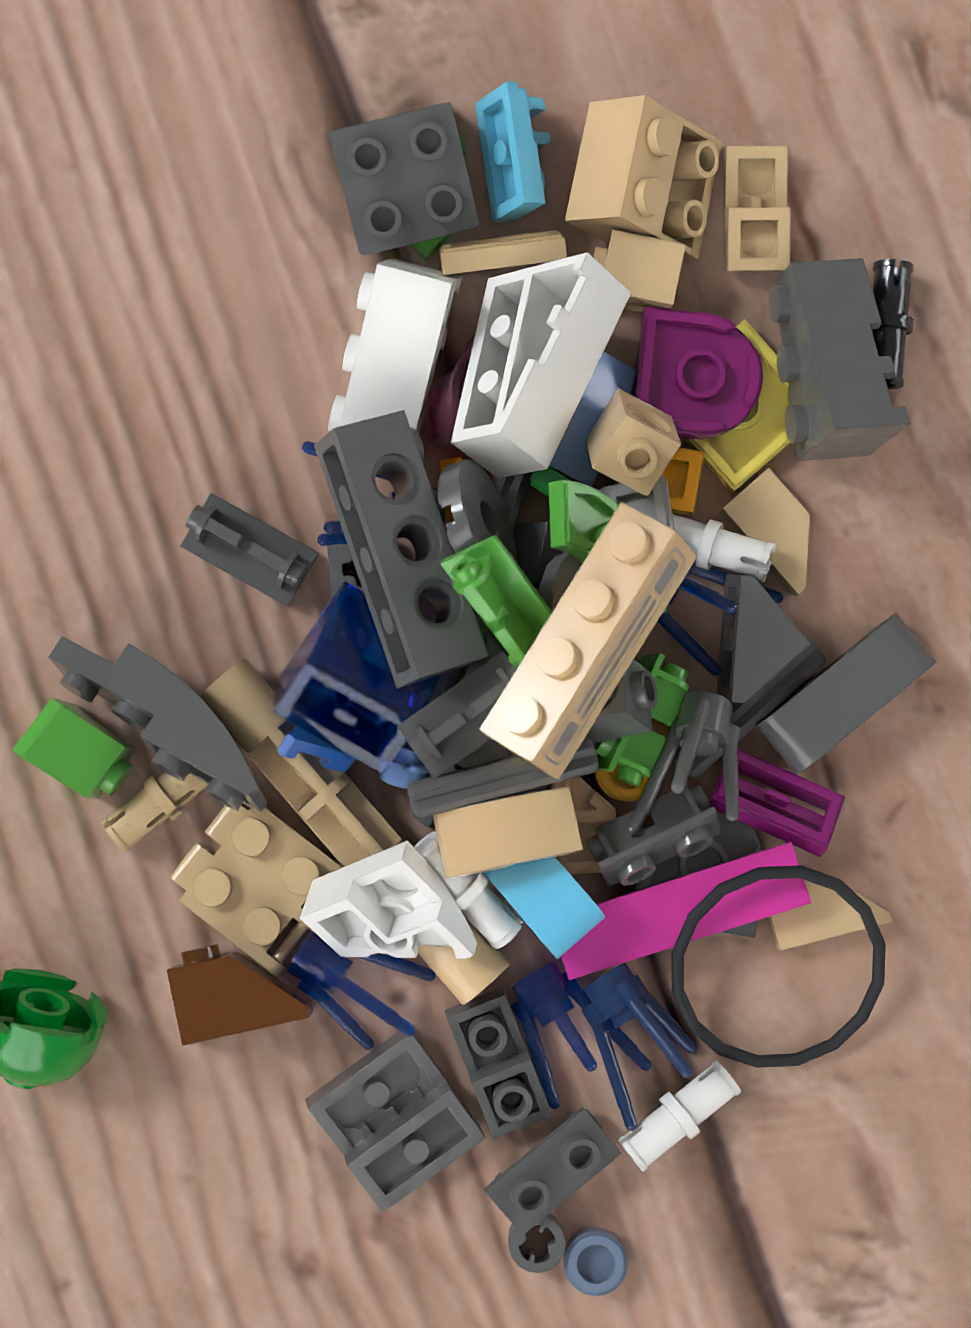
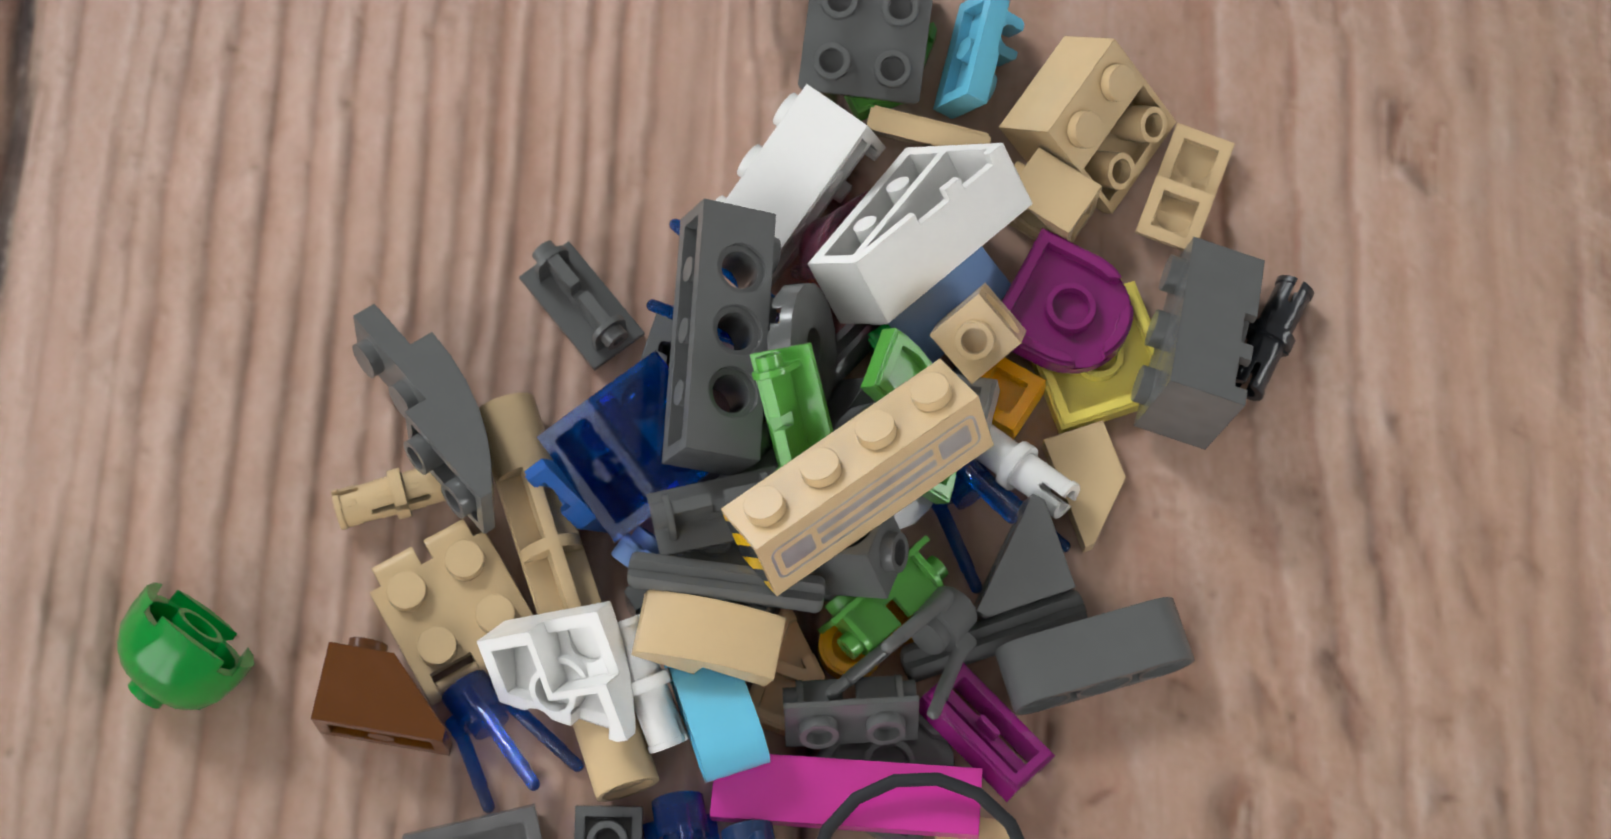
camera: 25 degrees right, 15 degrees down
(76, 750) = (338, 408): bright green slope -> none

